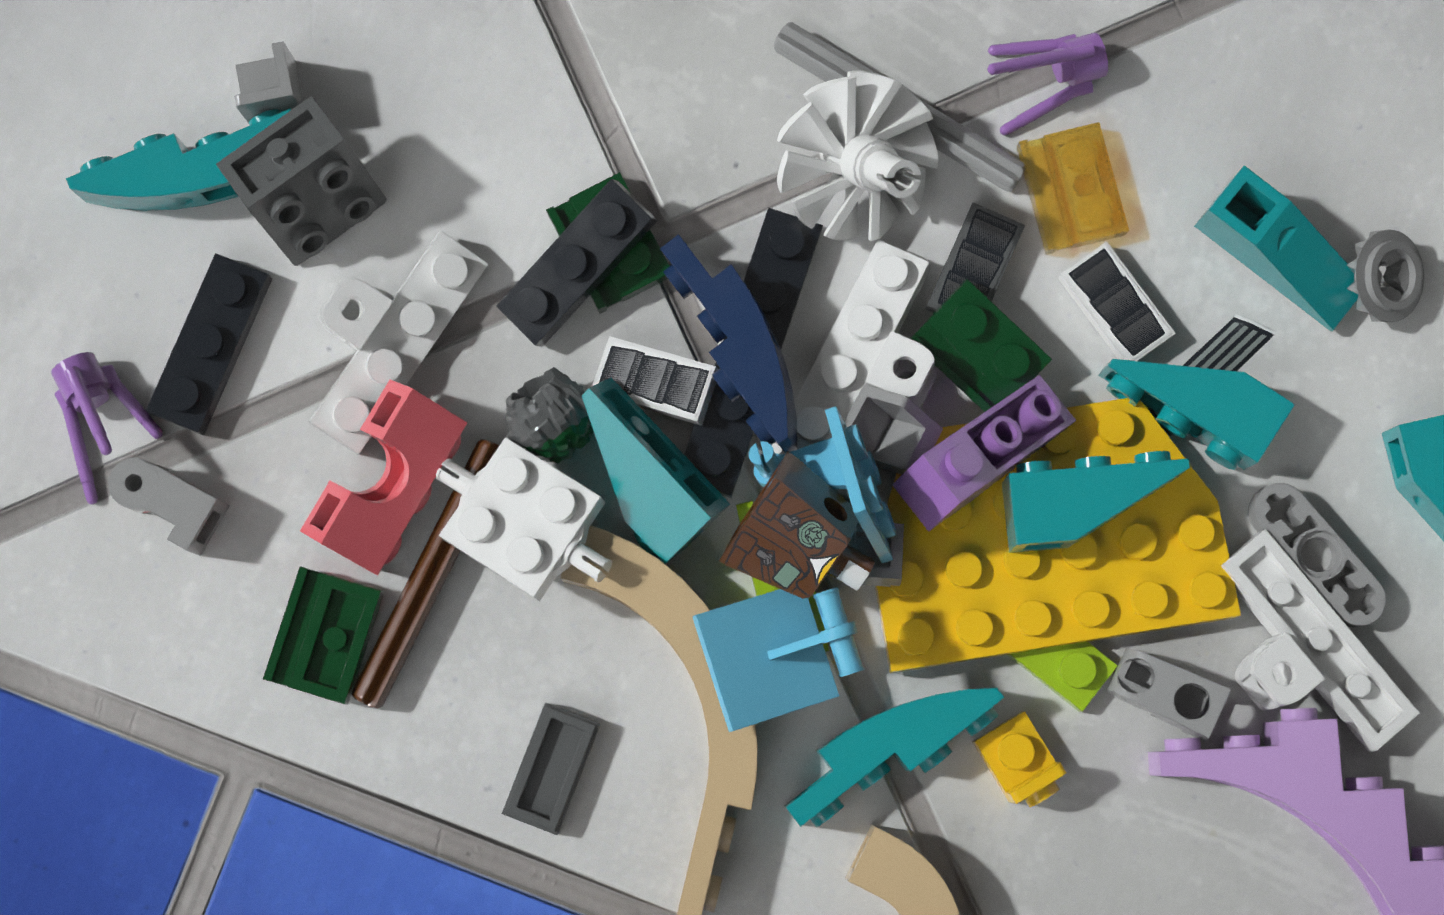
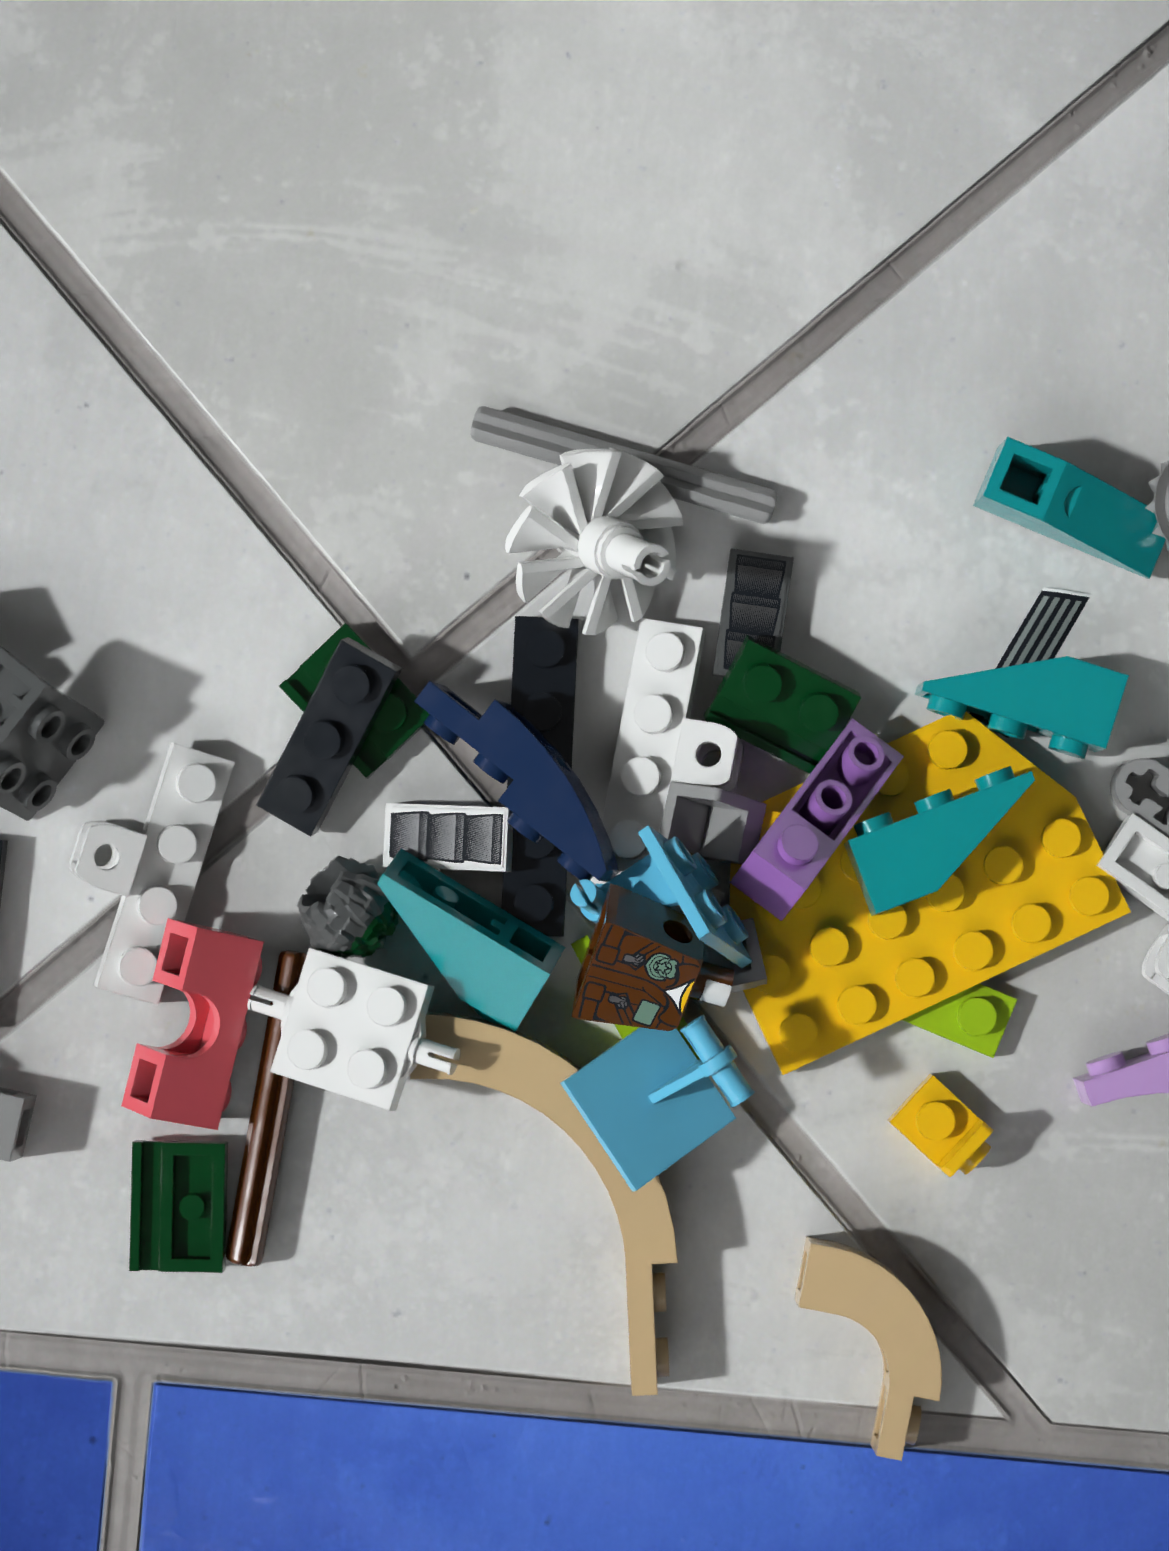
camera: 15 degrees left, 5 degrees up
(551, 768) = (457, 1275): dark grey tile -> none
(910, 731) = (818, 1130): teal slope -> none
(1072, 60) = (795, 361): medium lavender plant -> none
(1072, 188) = (833, 501): clear yellow plate -> none
(1116, 304) = (913, 615): tile -> none
(1169, 693) = (1077, 1014): light grey leg -> none

